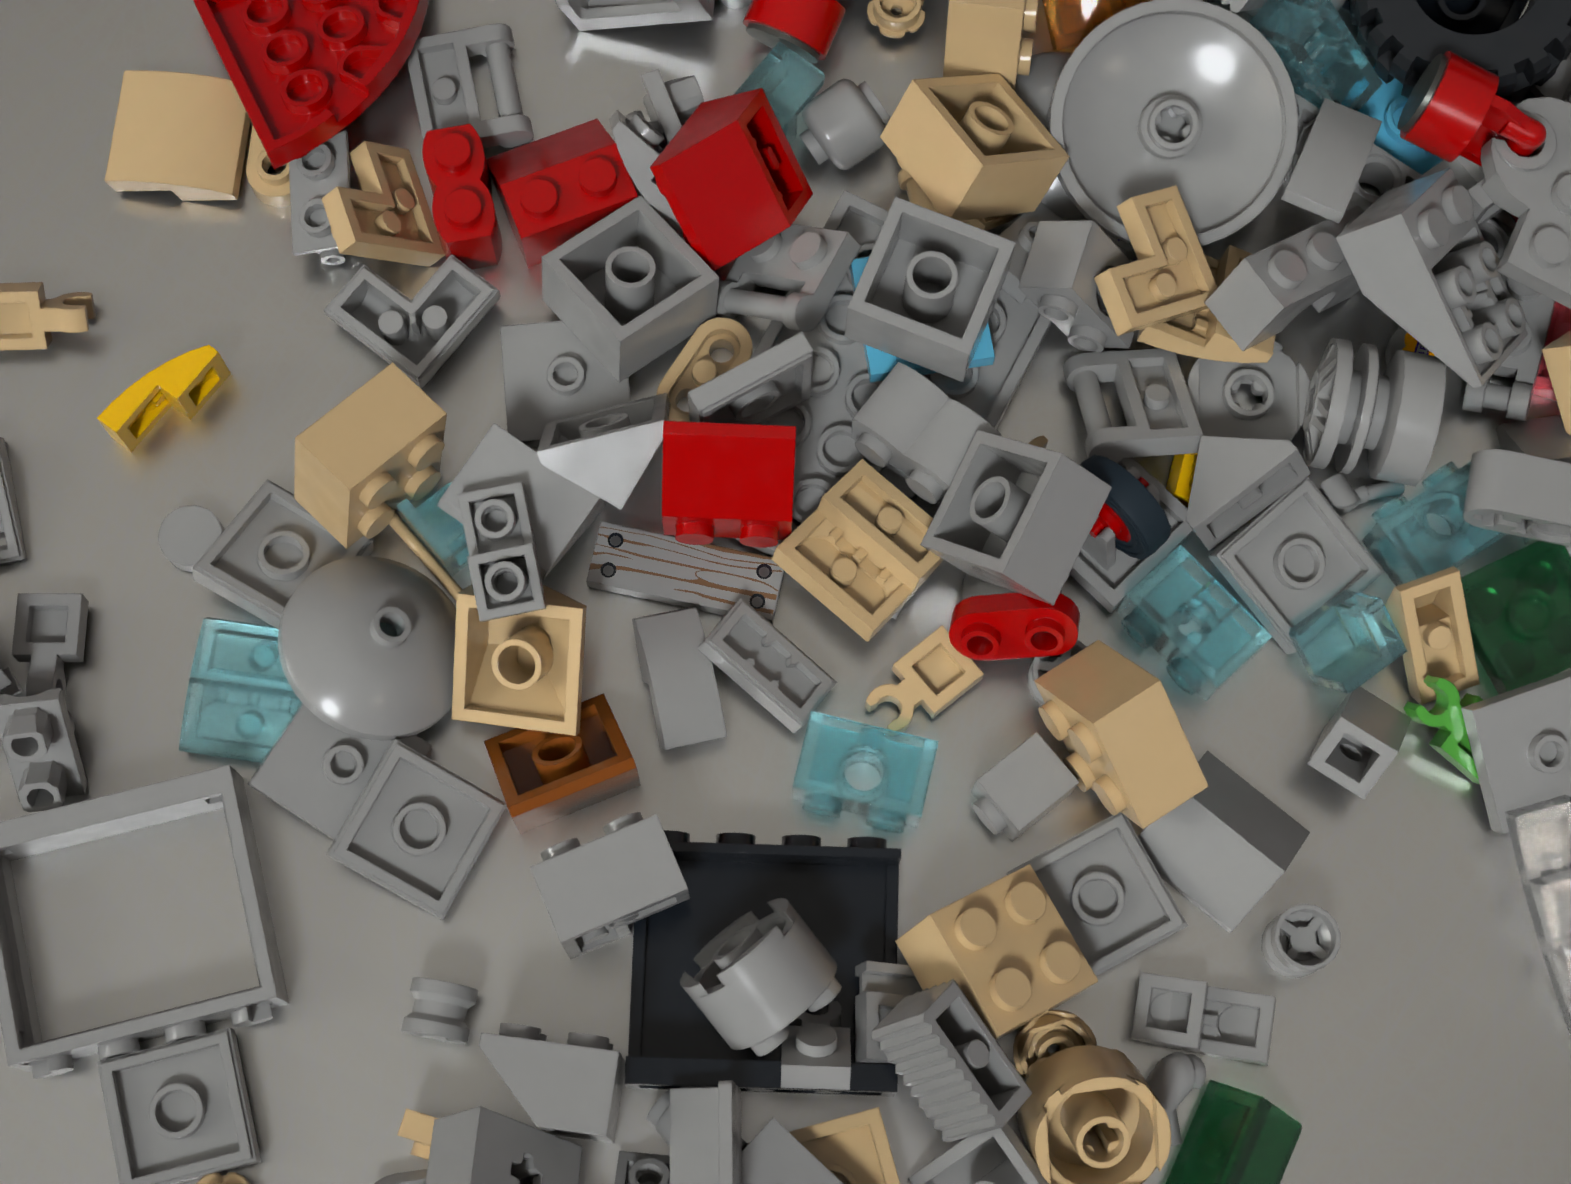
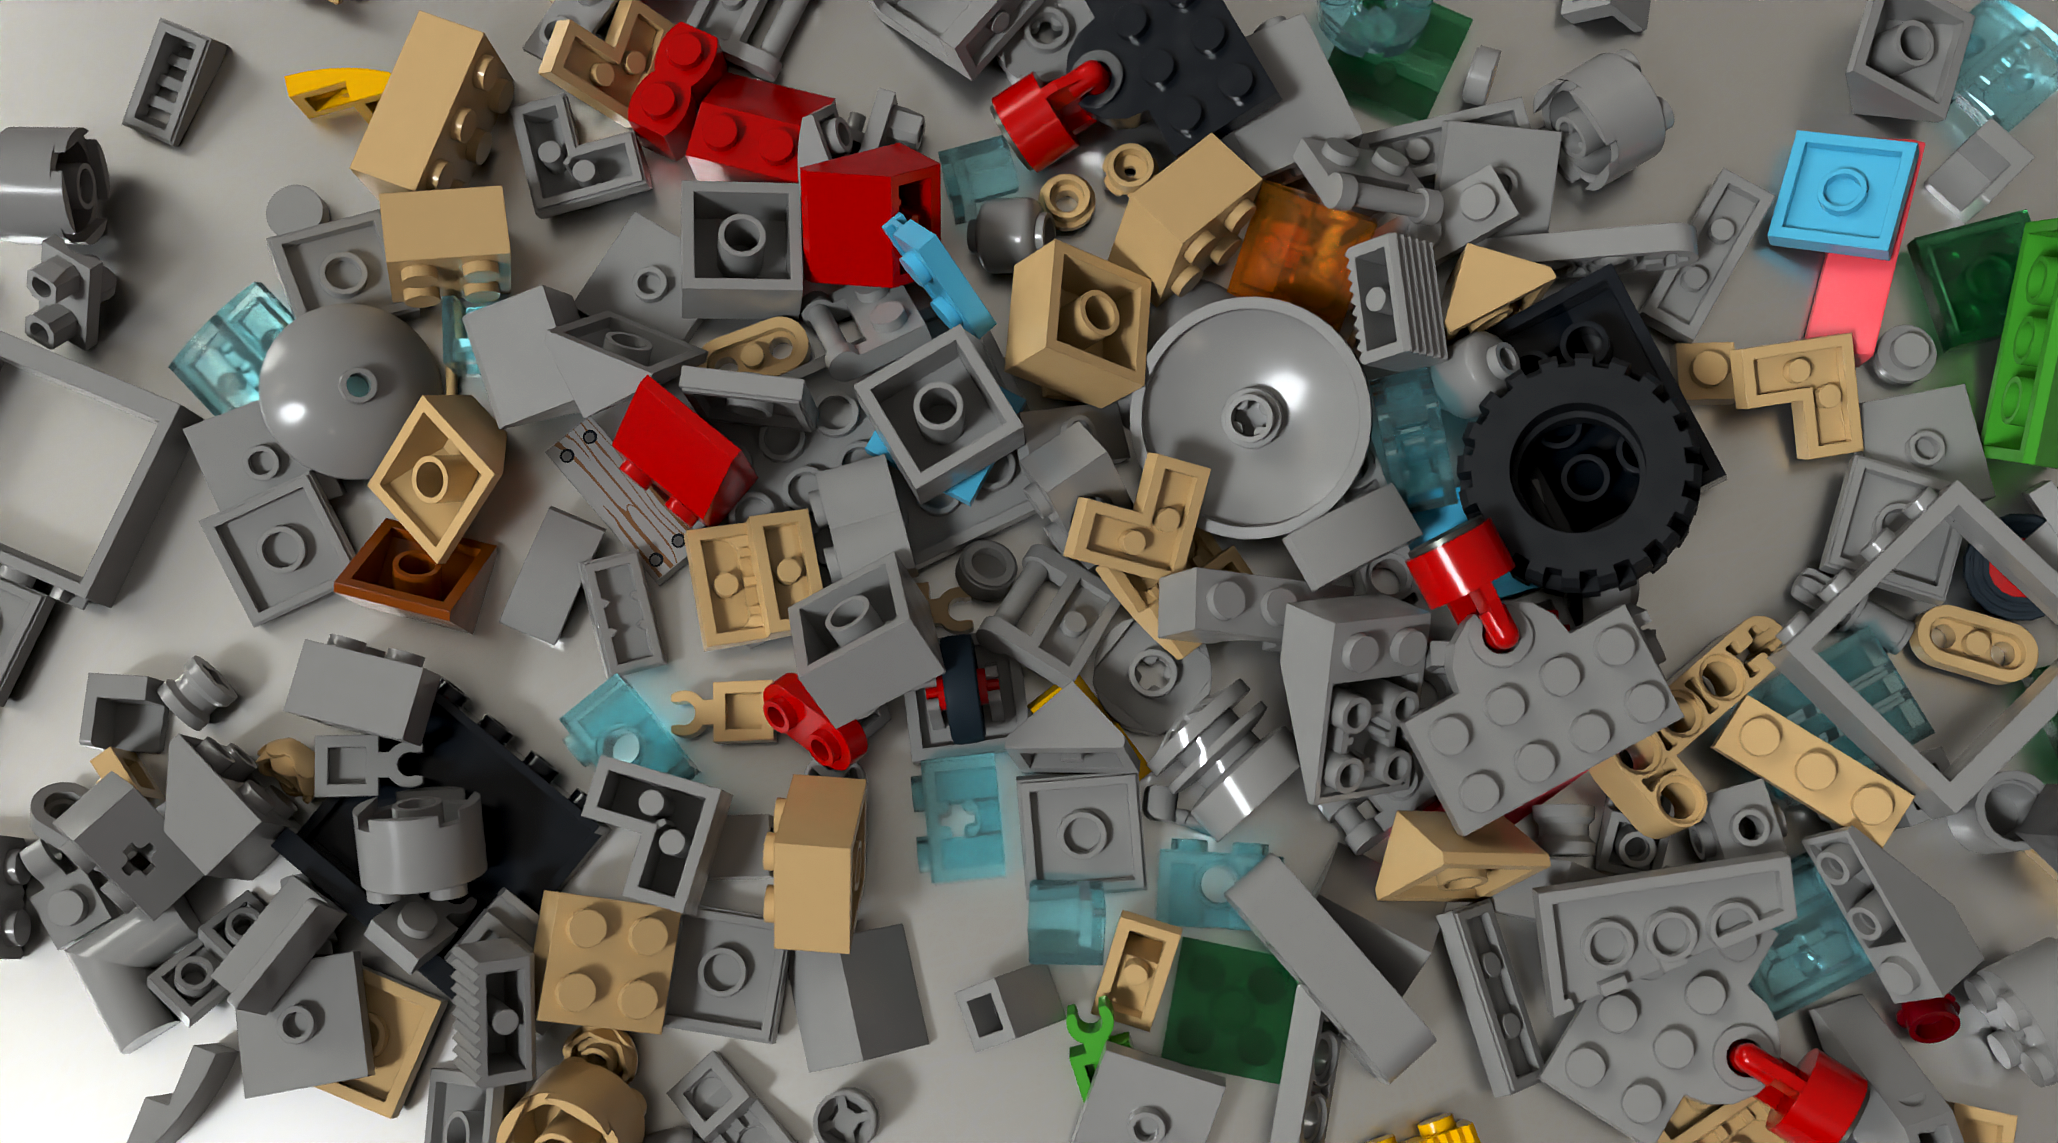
camera: 45 degrees right, 5 degrees up
(47, 634) = (142, 214): light grey plate -> none
(266, 354) = (434, 111): none -> tan brick
(387, 1076) = (124, 713): none -> light grey panel
(501, 551) = (473, 392): light grey slope -> none
(582, 1007) = (291, 765): none -> tan plate
(643, 960) = (355, 765): none -> light grey plate
(830, 179) = (937, 272): none -> medium azure plate
(869, 55) = (1068, 186): none -> tan plate
(973, 781) = (677, 827): none -> light grey brick
(1043, 410) = (986, 570): none -> light grey tile

